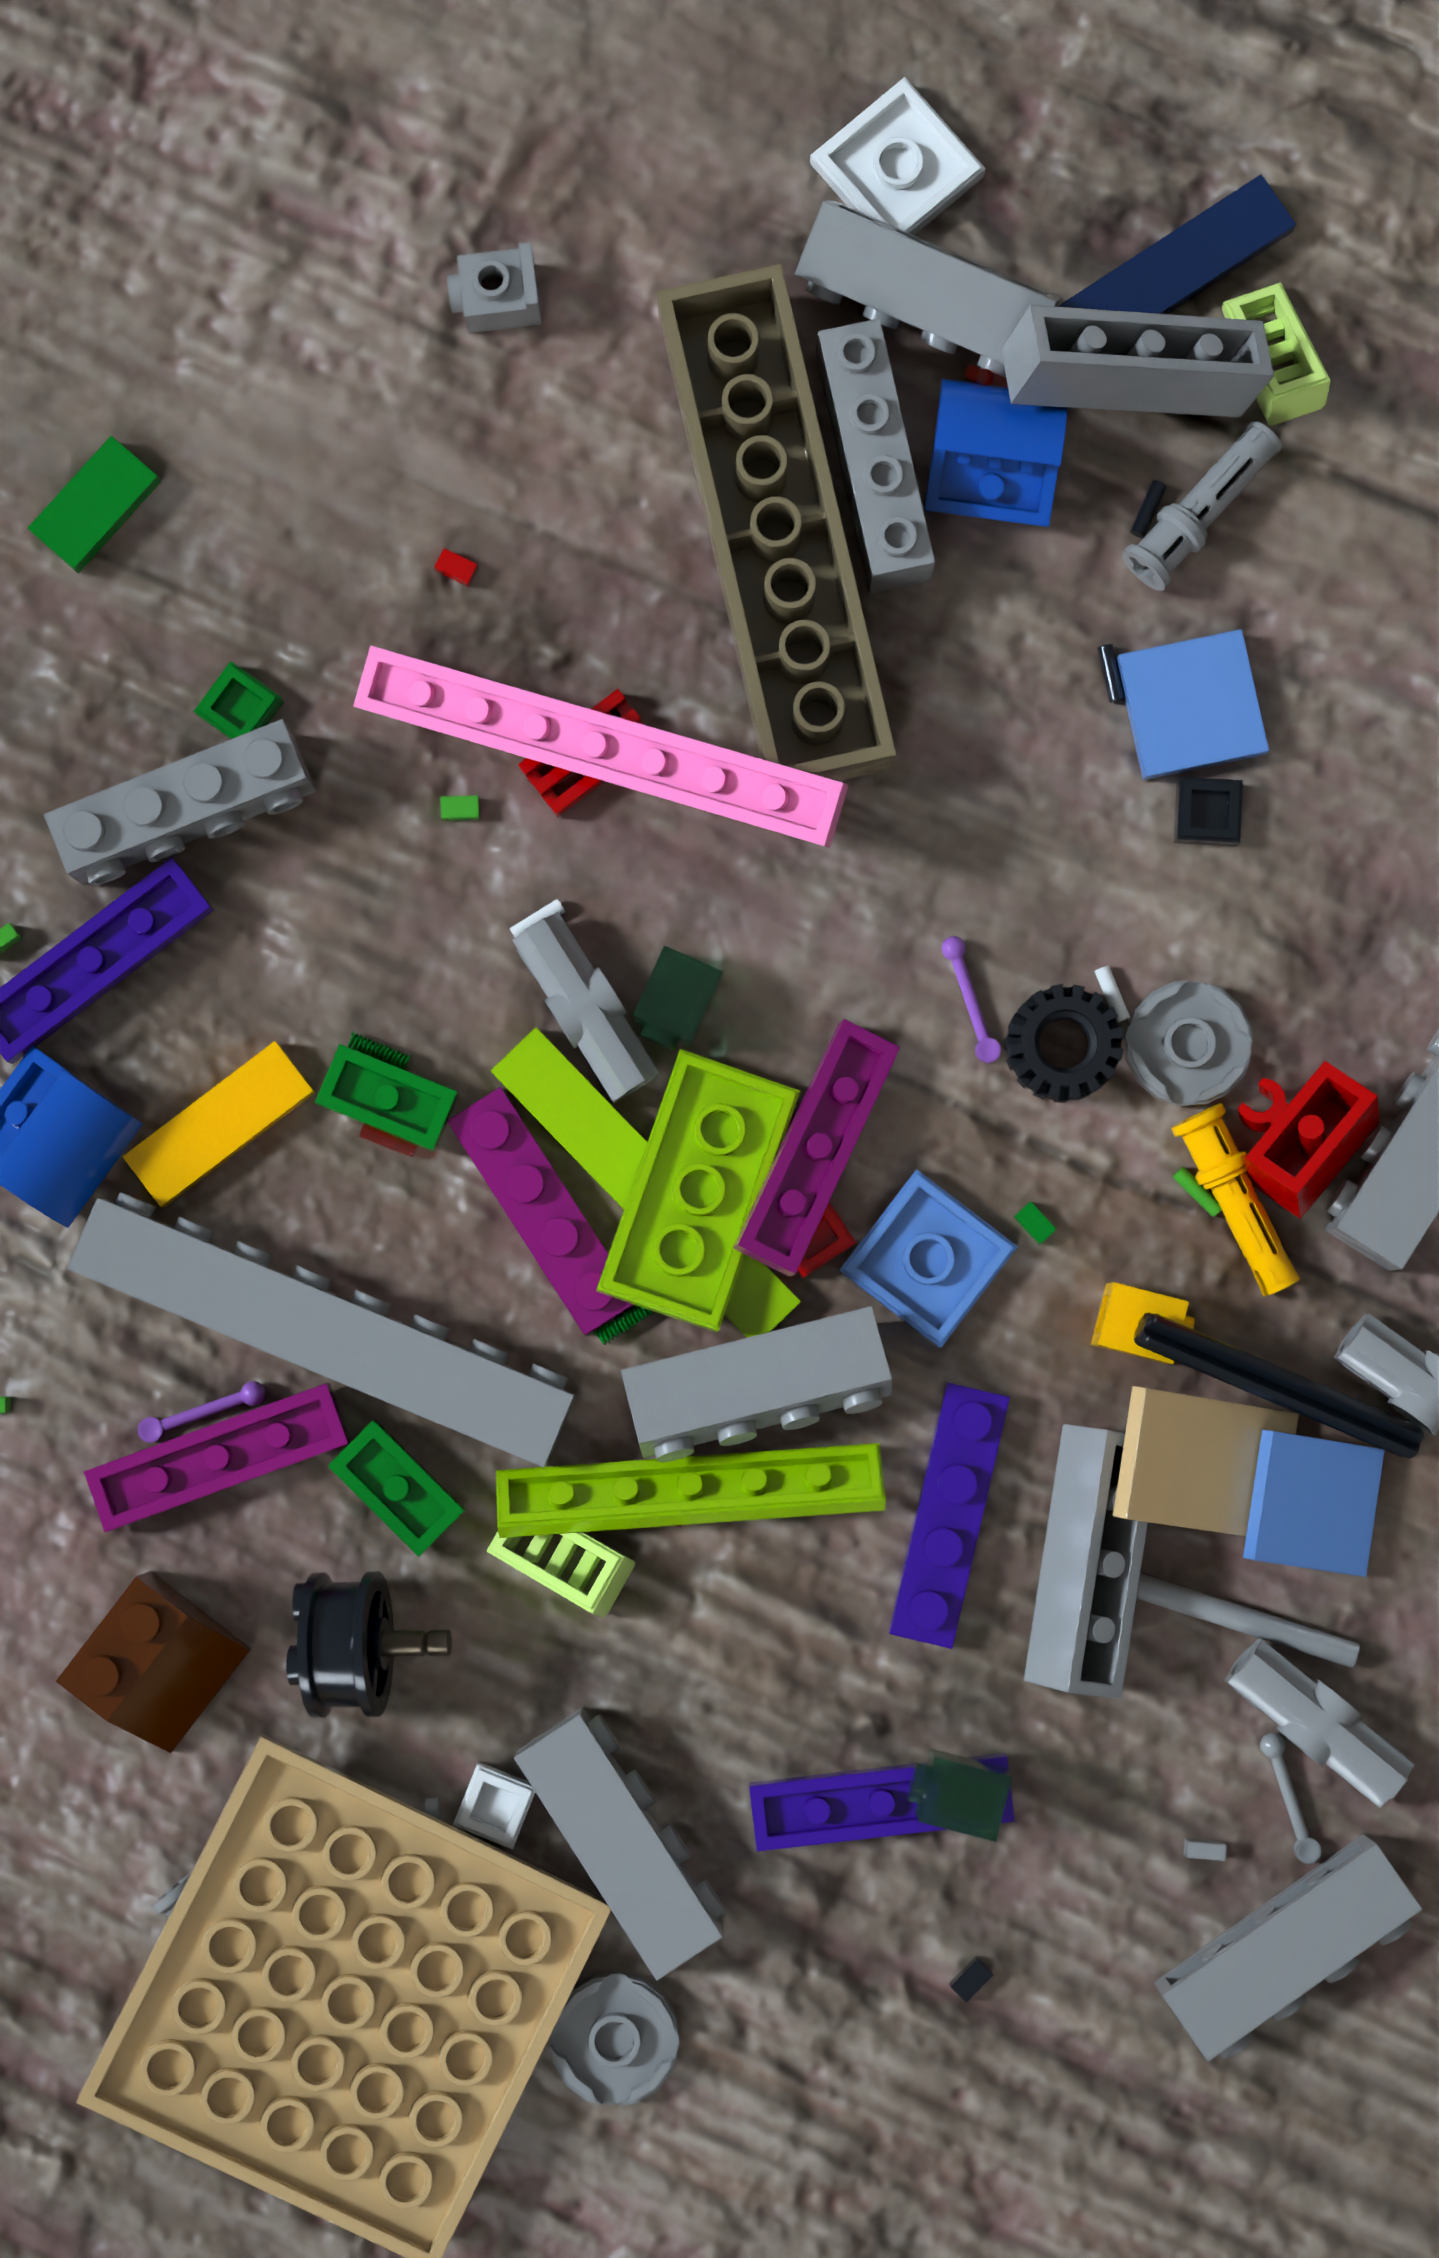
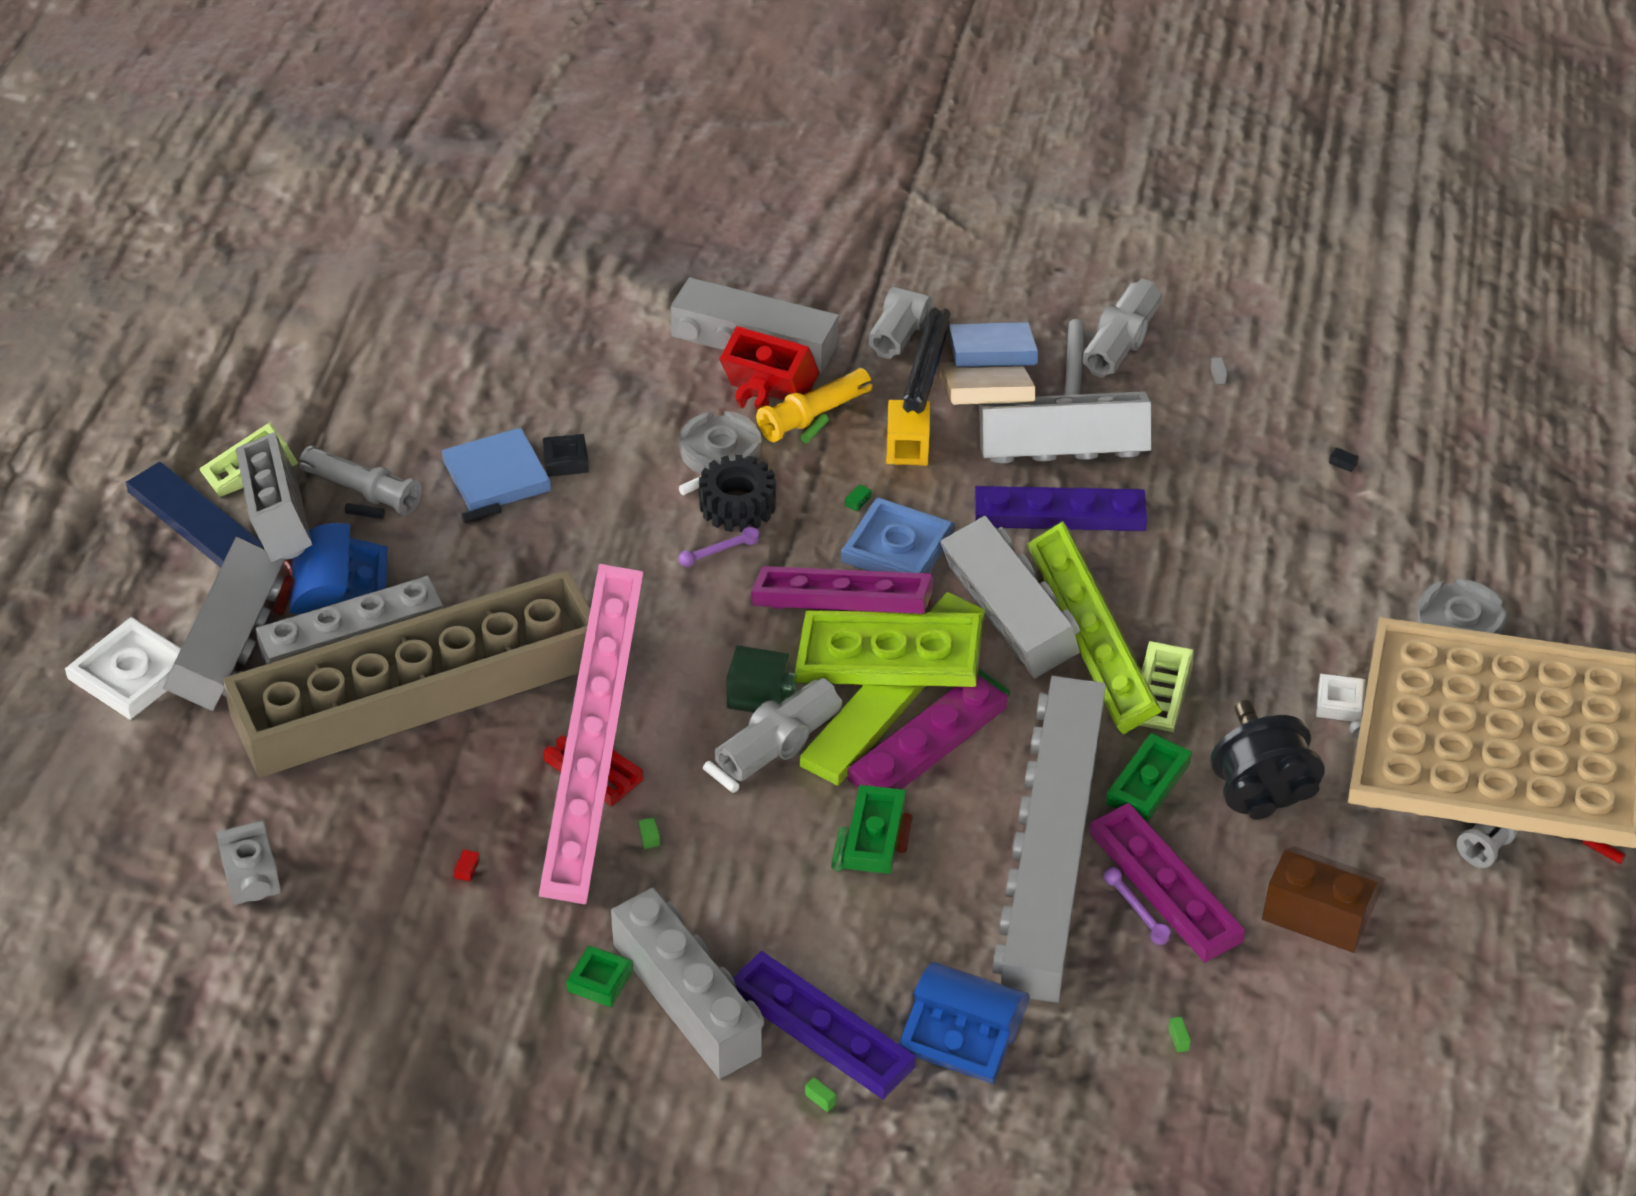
camera: 105 degrees left, 40 degrees down
(94, 504) = (454, 1096): green tile -> none
(219, 1124) = (921, 927): yellow tile -> none
(621, 1843) = (1333, 623): light grey brick -> none
(842, 1806) = (1254, 508): dark purple plate -> none
(960, 1794) = (1232, 452): clear green brick -> none
(1288, 1948) = (1260, 323): light grey brick -> none
(1305, 1847) = (1198, 331): light grey hinge -> none

